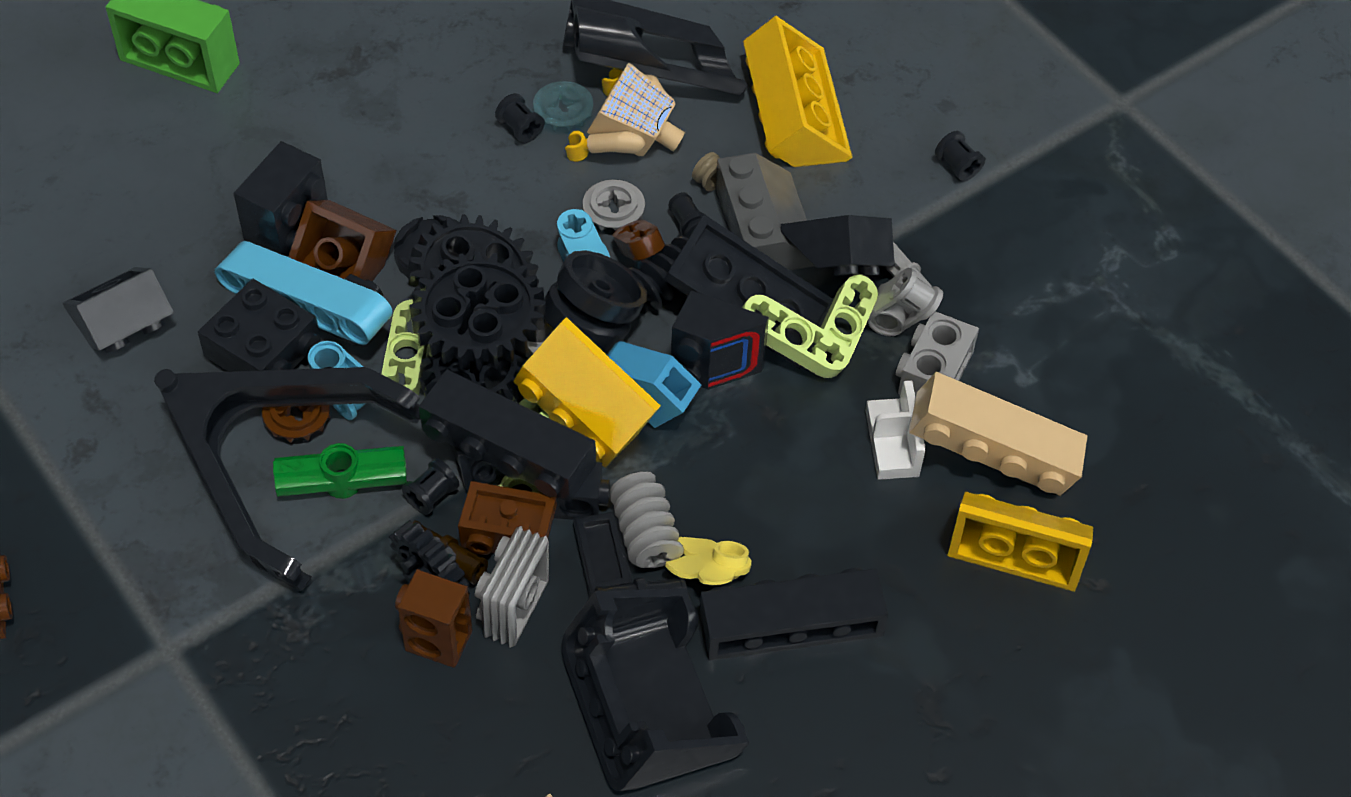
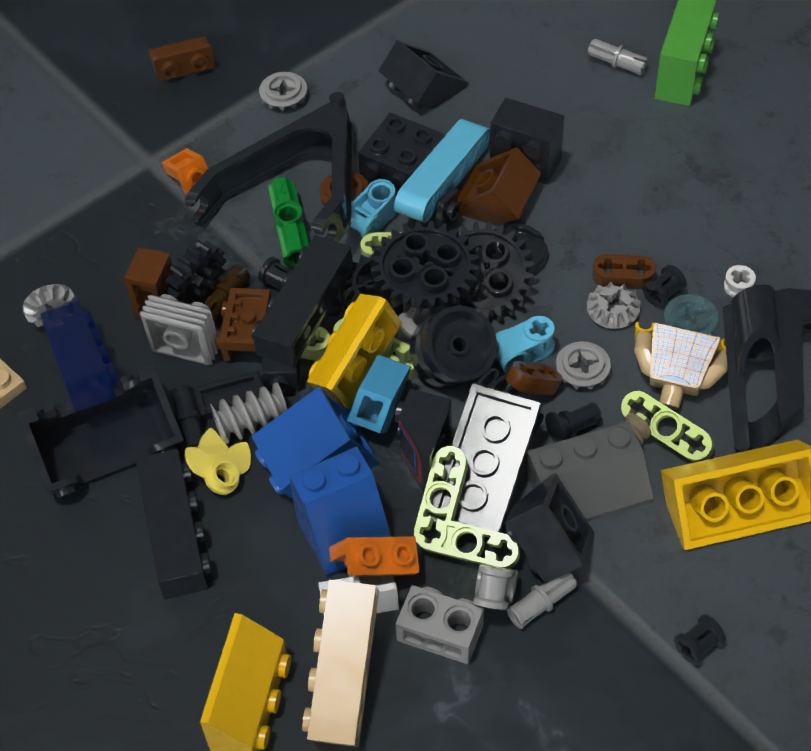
camera: 90 degrees right, 0 degrees up
(78, 460) = (273, 85): none -> light grey gear
(146, 109) = (617, 56): none -> light grey axle
(210, 589) = (185, 167): none -> orange bracket
(437, 753) = (54, 295): none -> light grey gear
(478, 152) = (623, 270): none -> reddish brown beam
(520, 67) = (736, 274): none -> white bush
(533, 181) = (619, 316): none -> light grey gear
(539, 704) = (80, 355): none -> clear blue brick
(705, 458) = (306, 436): none -> blue slope
(713, 129) = (694, 432): none -> yellowish green beam
(801, 431) = (337, 503): none -> blue slope
(859, 397) = (377, 556): none -> orange bracket

